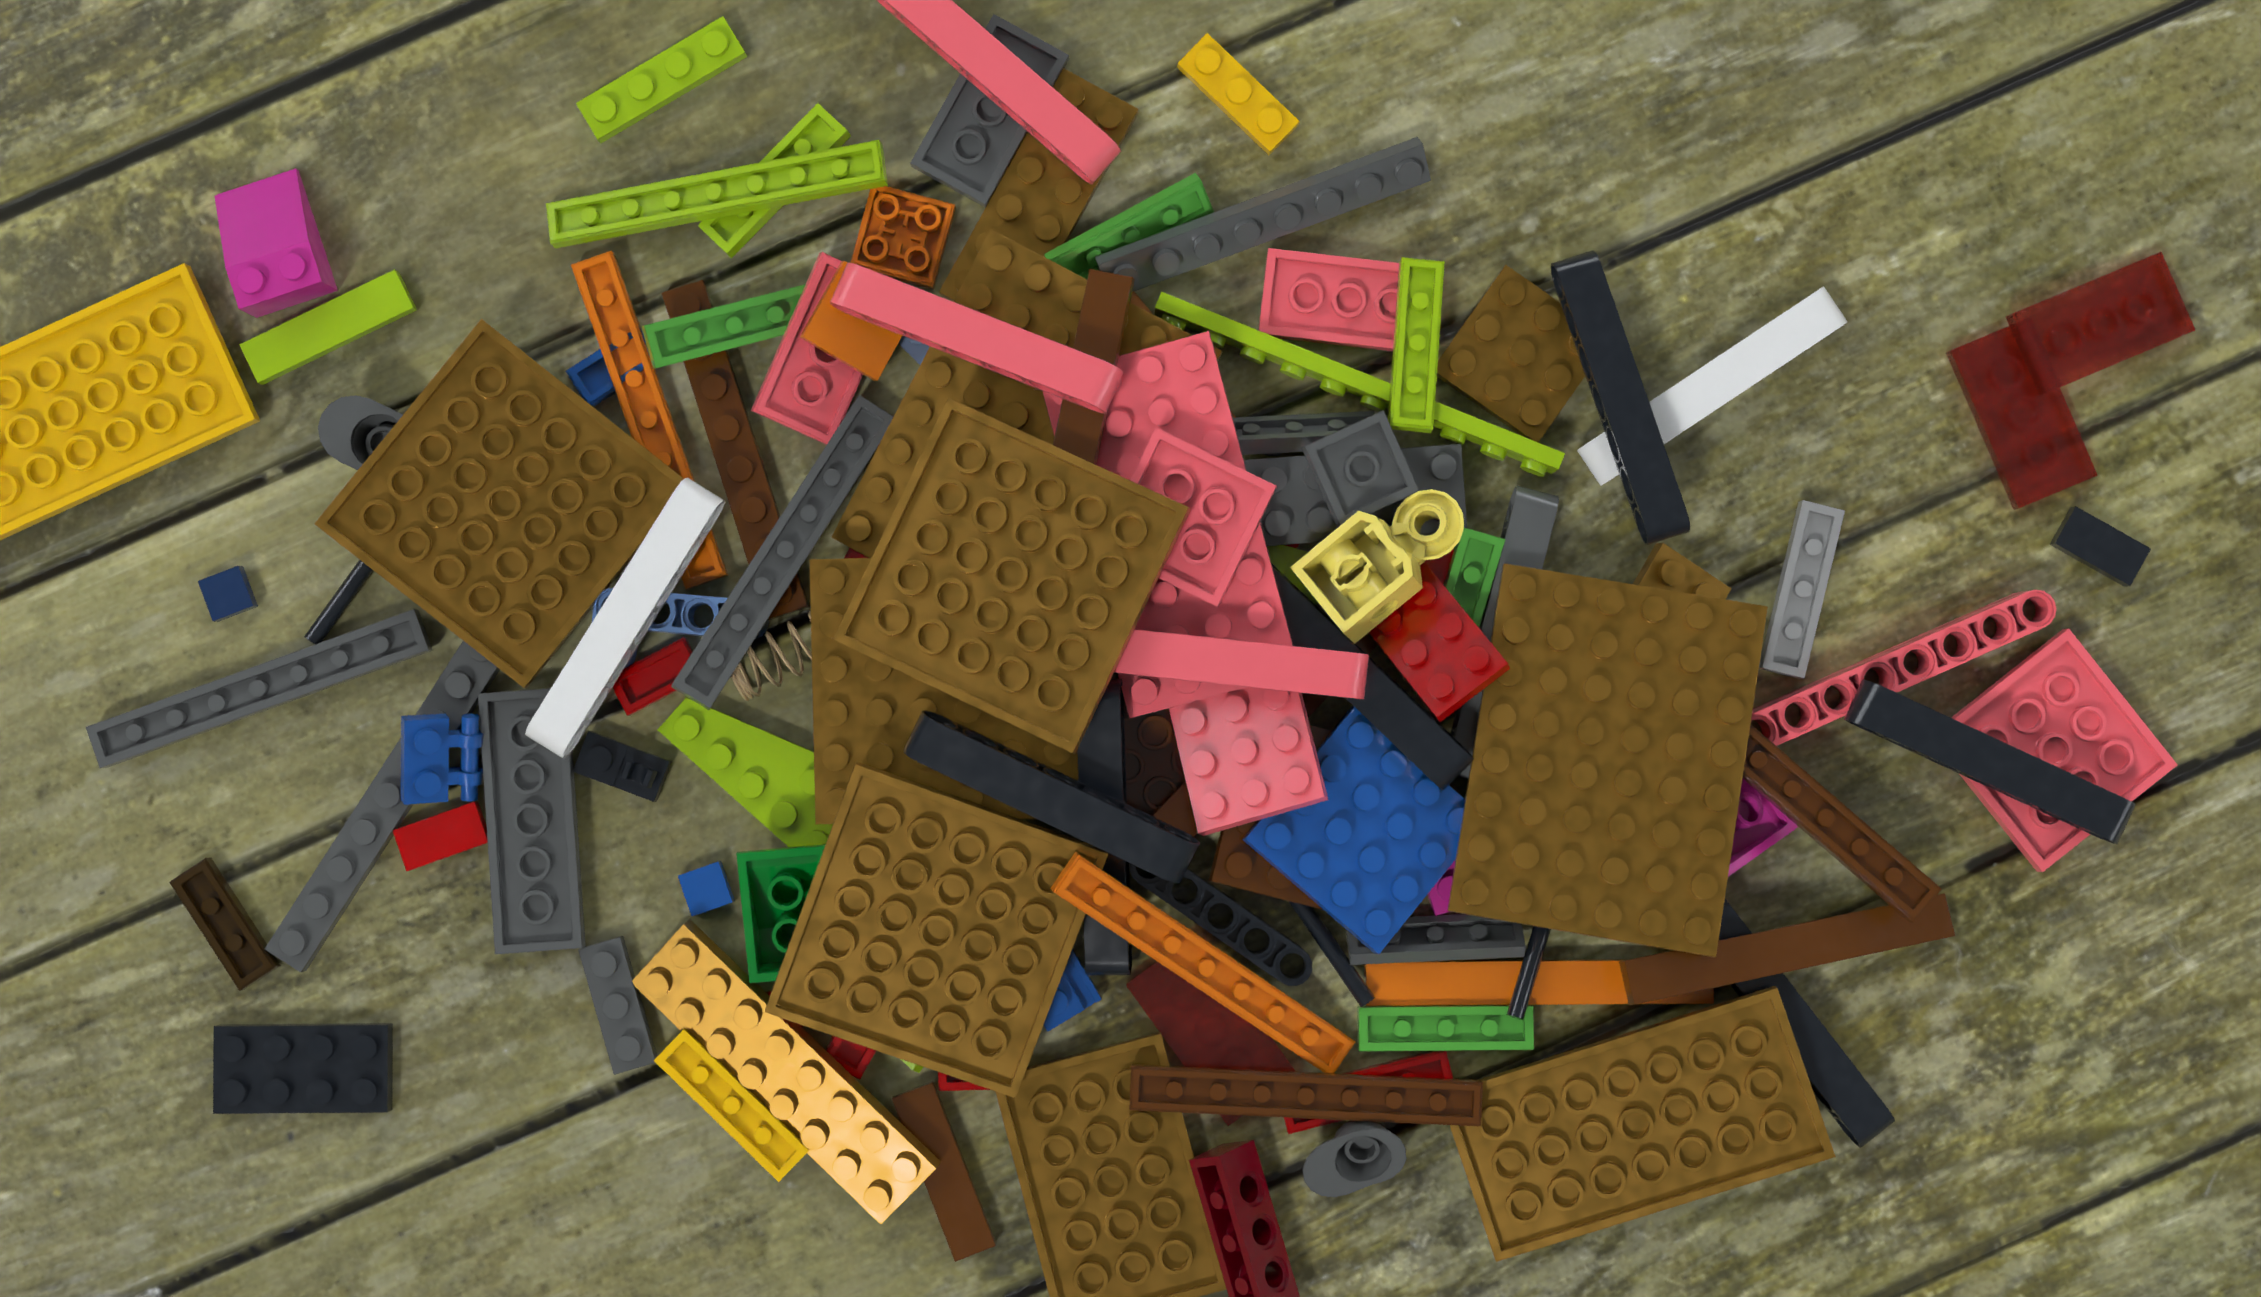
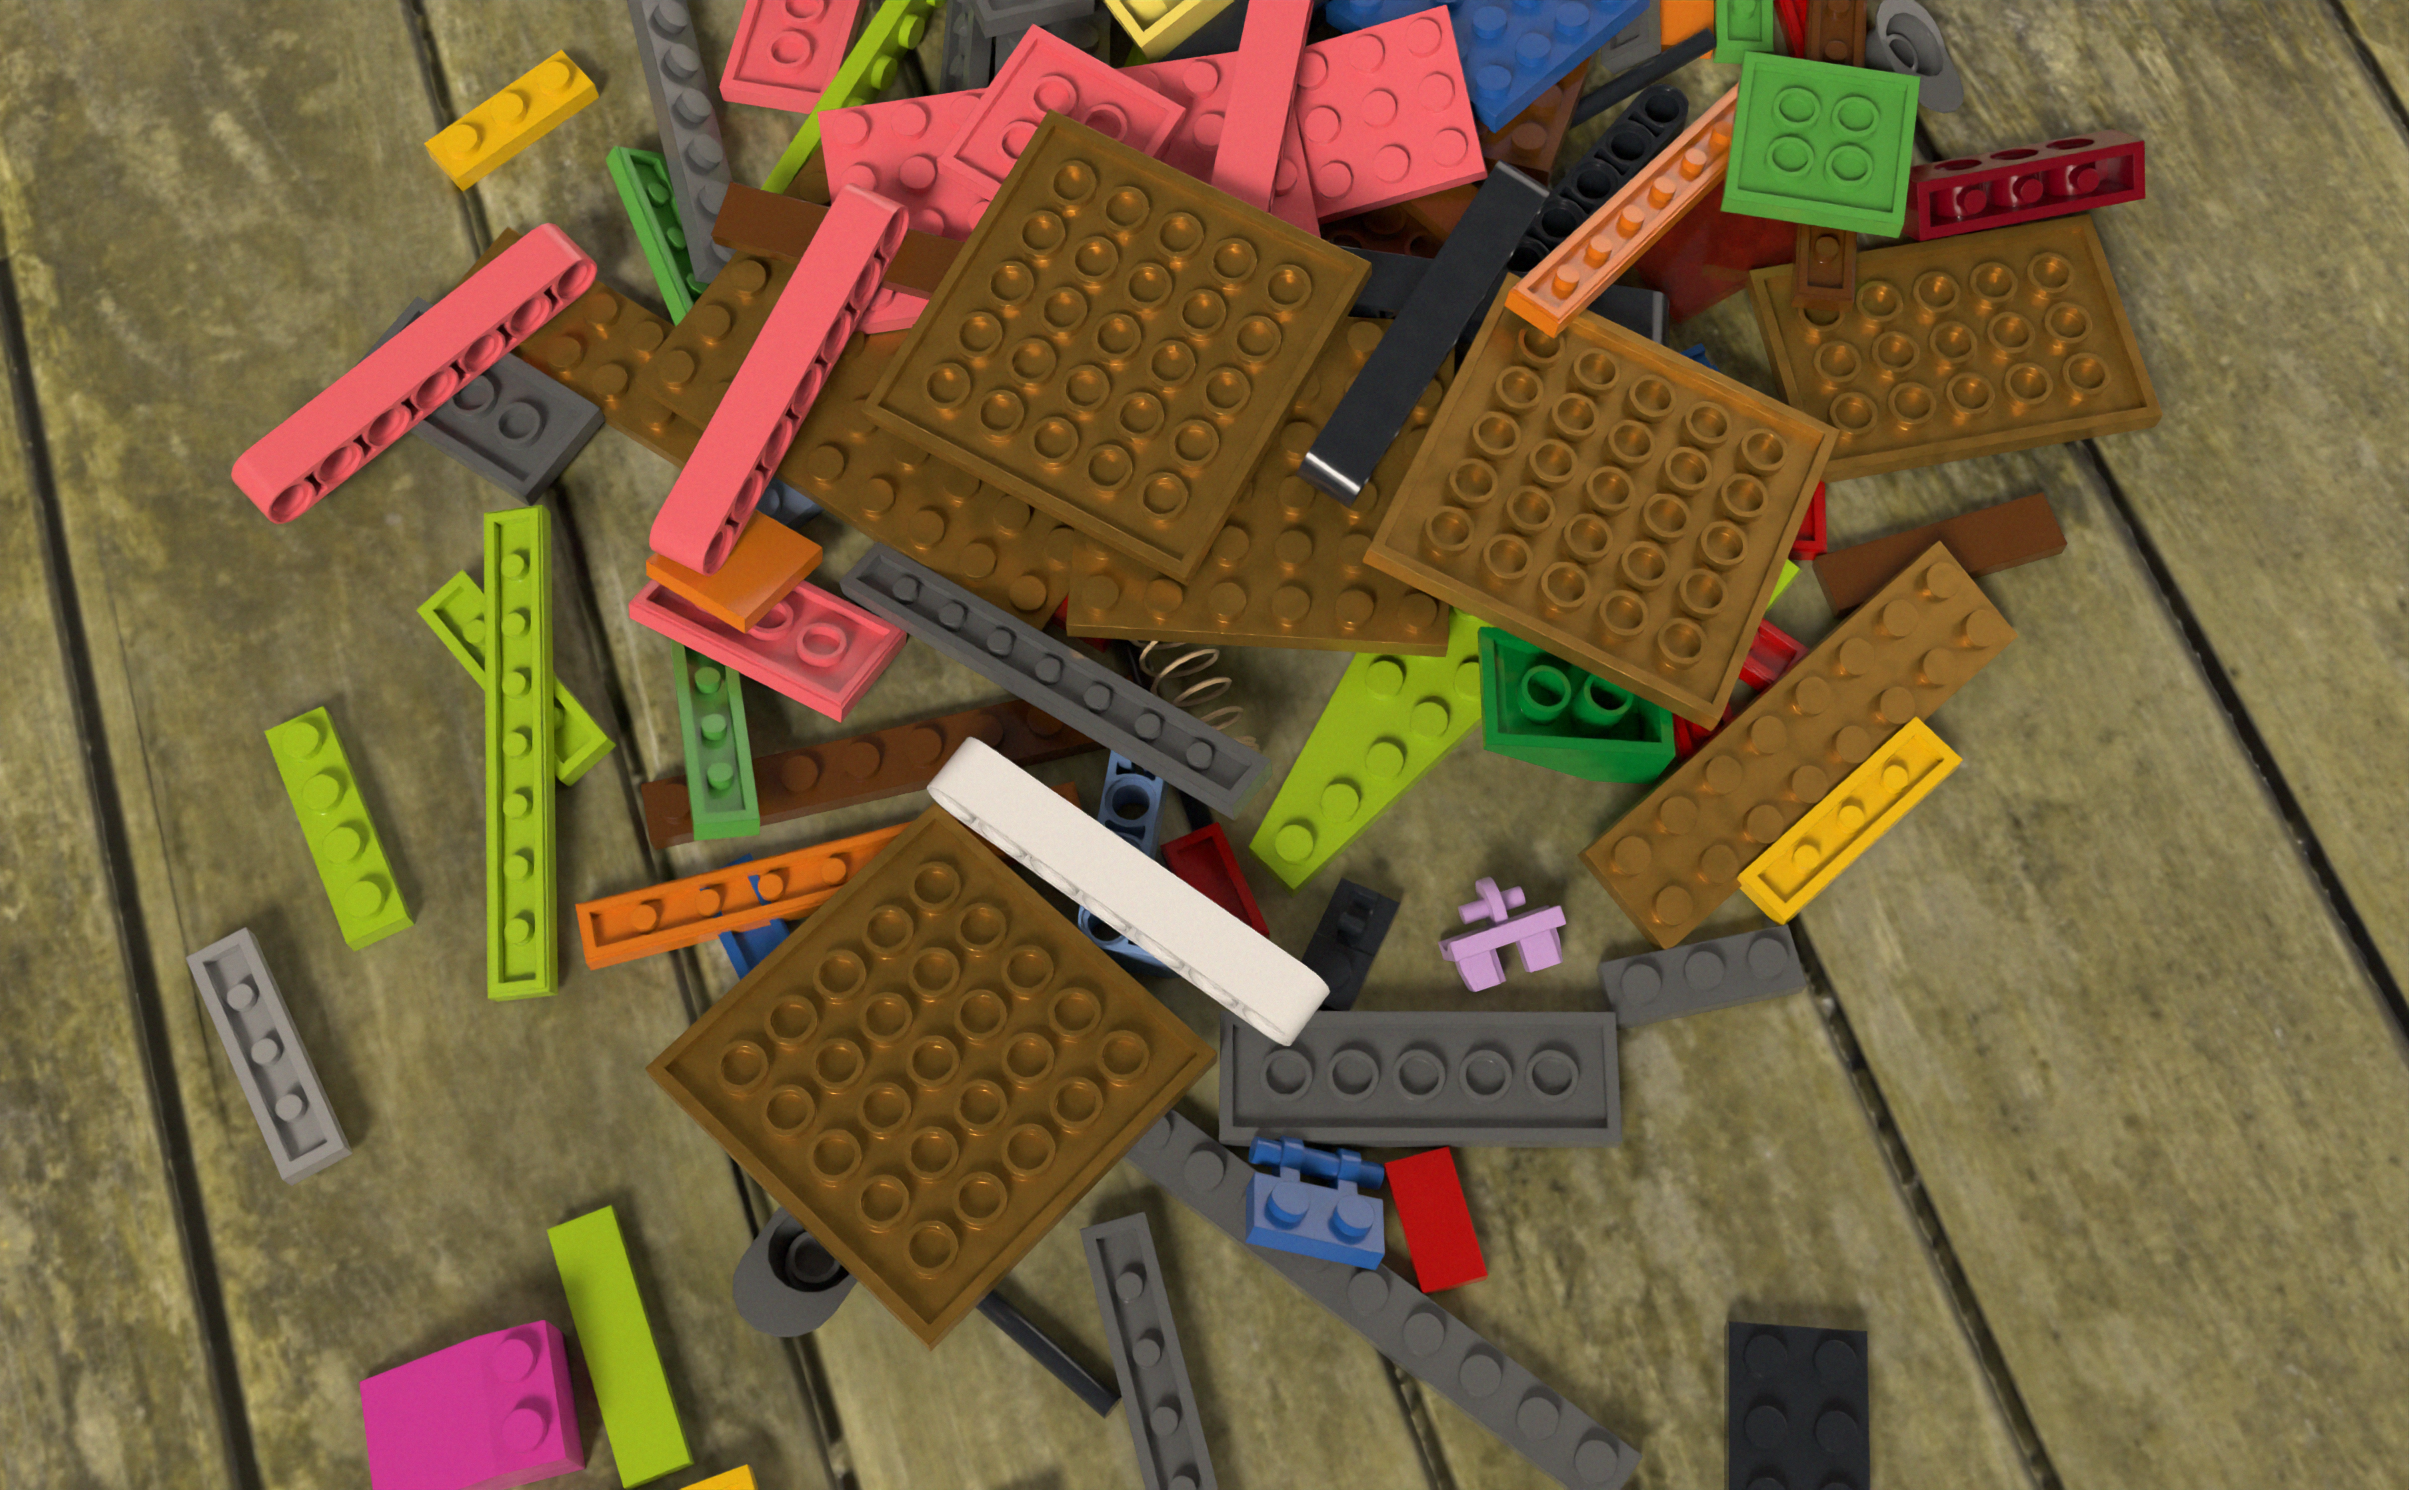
camera: 80 degrees left, 20 degrees down
(496, 67) = (269, 1056): none -> light grey plate
(635, 871) = (1531, 930): none -> lavender hips
(706, 888) = (1531, 842): blue tile -> none
(903, 235) = (610, 522): orange tile -> none
(1252, 1085) = (1821, 144): none -> bright green plate

